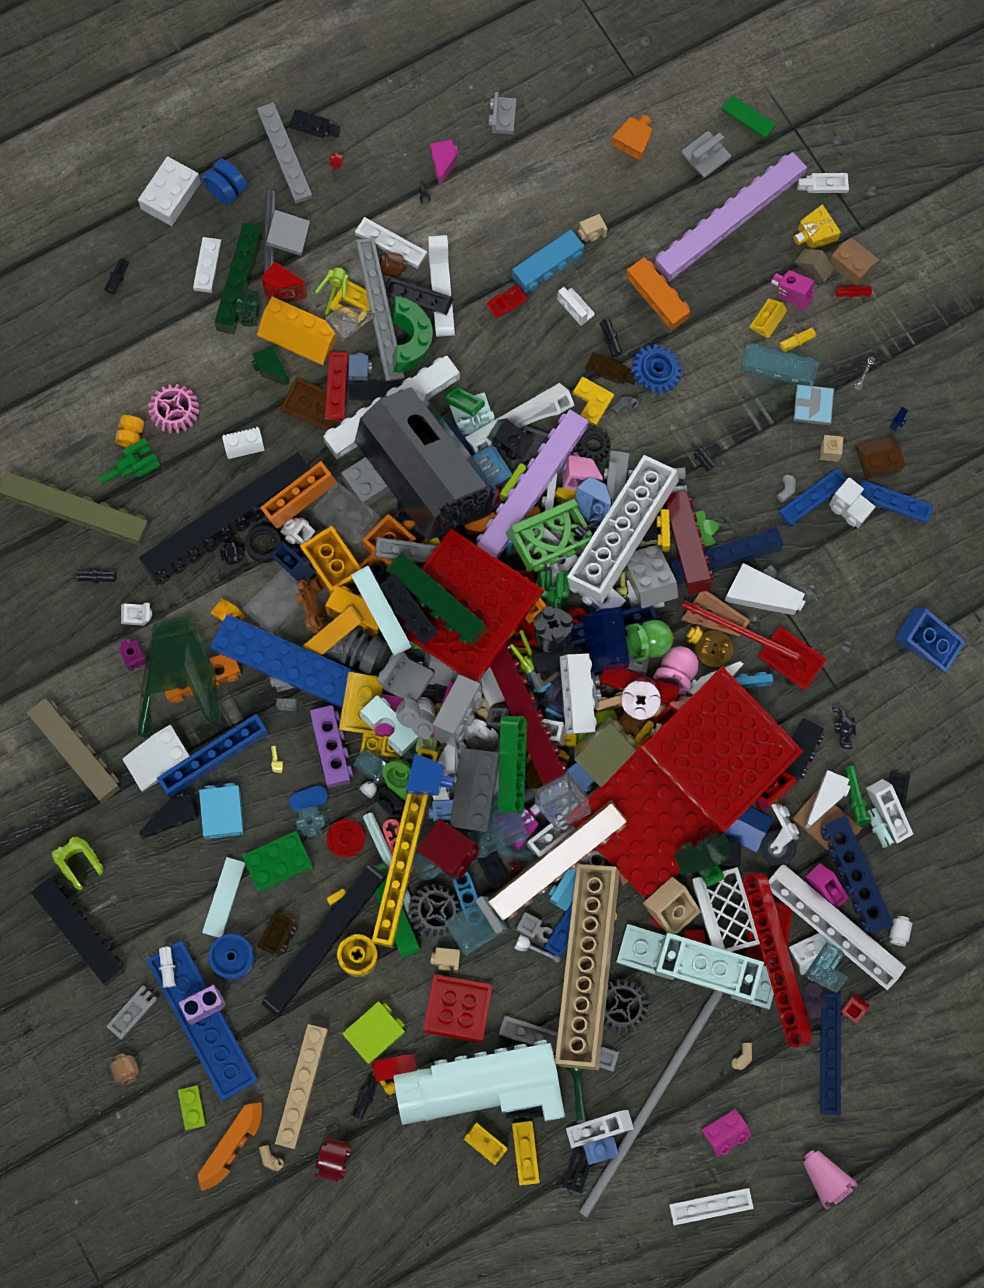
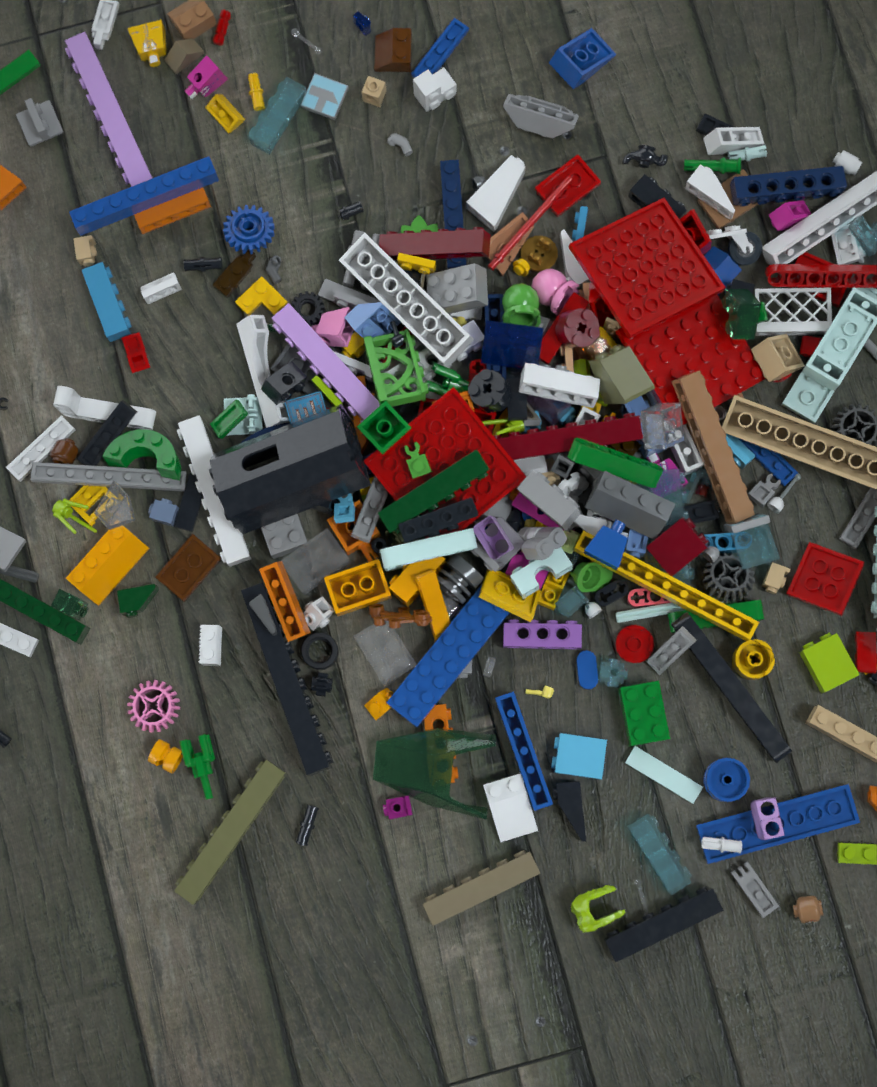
camera: 65 degrees left, 5 degrees up
(135, 614) = (358, 793): white bracket -> none
(144, 911) = (658, 853): none -> clear light blue brick
(277, 935) = (713, 731): dark brown bracket -> none
(281, 474) = (261, 609): none -> dark grey slope
(283, 284) = (55, 564): red slope -> none
(292, 563) = (350, 626): dark blue brick -> none
(335, 898) = (691, 665): yellow tile -> none
(336, 386) = (176, 539): red tile -> none
(345, 871) = (671, 650): none -> light grey tile
(400, 526) = (344, 510): none -> medium azure plate
(407, 661) = (479, 530): none -> lavender piece
(451, 887) = (711, 554): none -> light grey hinge
(460, 578) = (418, 463): none -> bright green plate
(486, 536) = (384, 427): none -> green slope
(657, 264) = (144, 196): none -> blue brick
(812, 497) = (415, 122): blue tile -> none
(856, 611) = (539, 115): none -> light grey wedge

